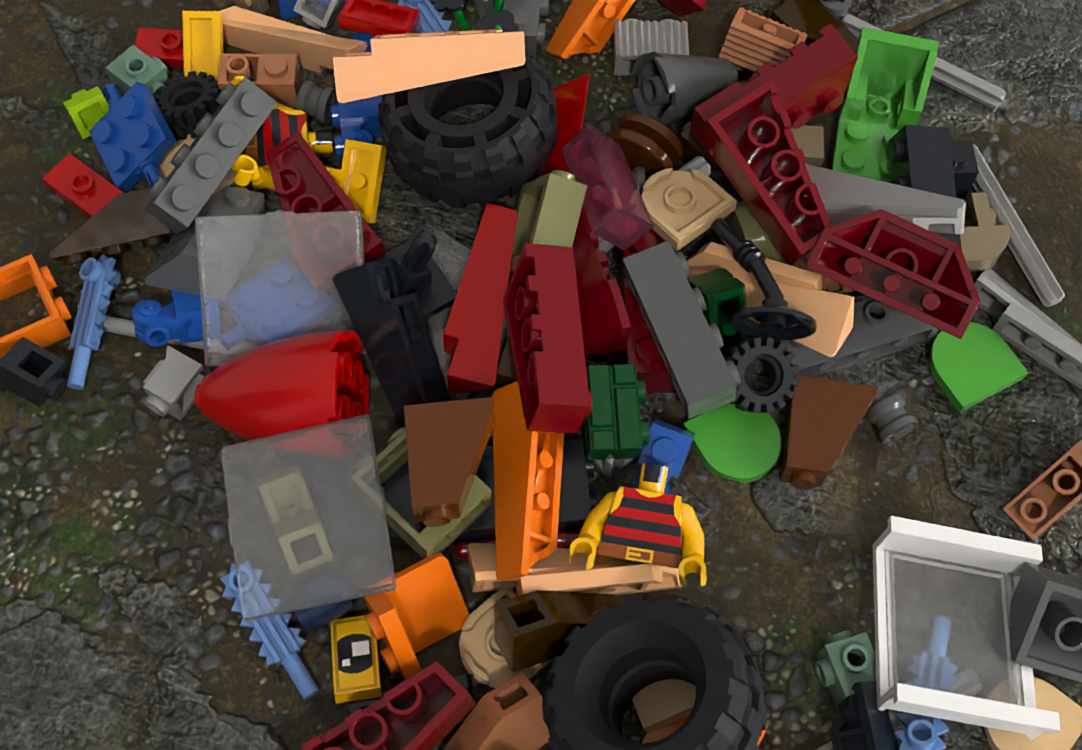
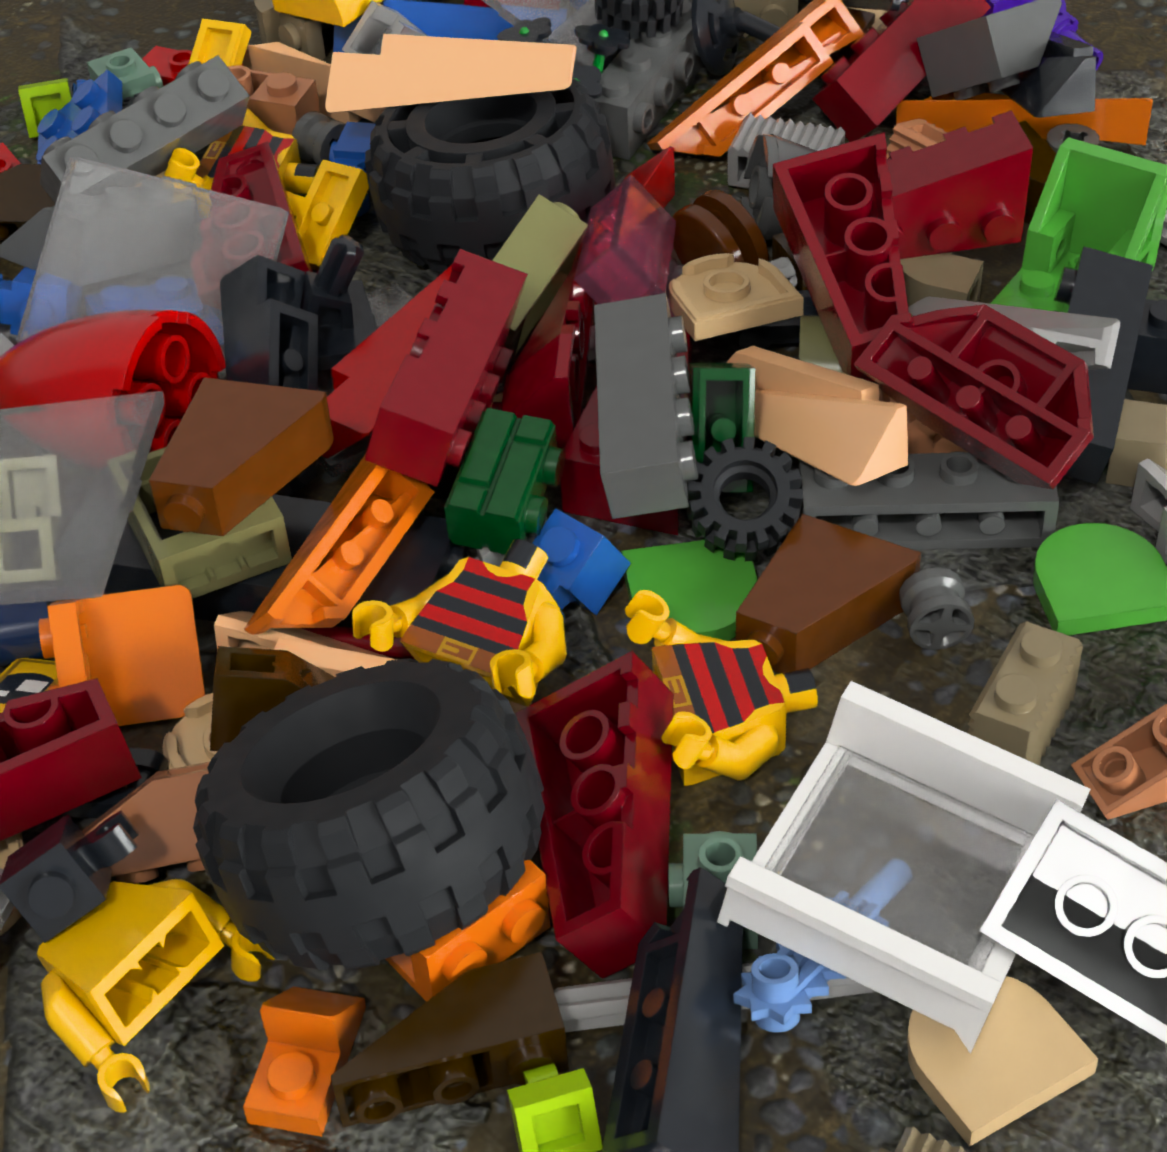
camera: 25 degrees right, 20 degrees down
(762, 607) = (604, 808): none -> dark red wedge
(774, 312) = (782, 404): black dish -> none
(794, 529) = (724, 692): none -> torso
(970, 479) = (1028, 692): none -> dark tan brick

